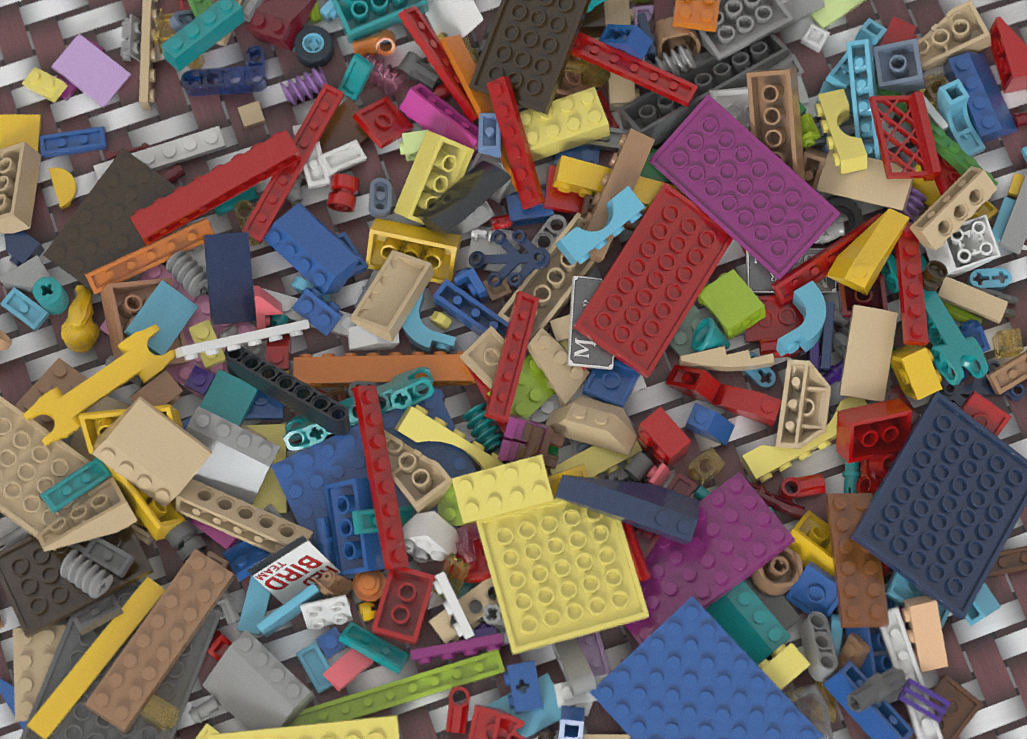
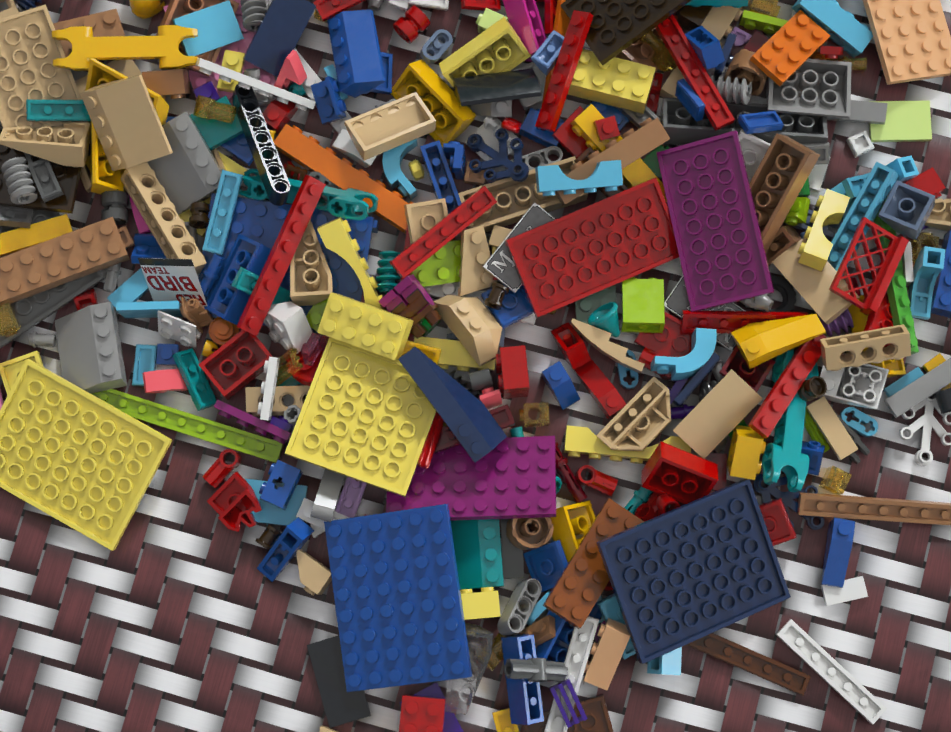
camera: 35 degrees right, 5 degrees up
(214, 390) = (210, 109): none -> clear yellow piece
(273, 493) = (199, 215): none -> dark brown wheel
(295, 475) = (222, 212): none -> medium azure tile
(591, 168) = (606, 128): none -> red plate
(598, 382) = (496, 296): none -> dark brown bush
(645, 95) = (690, 100): none -> blue tile
(721, 74) = (760, 122): none -> blue tile

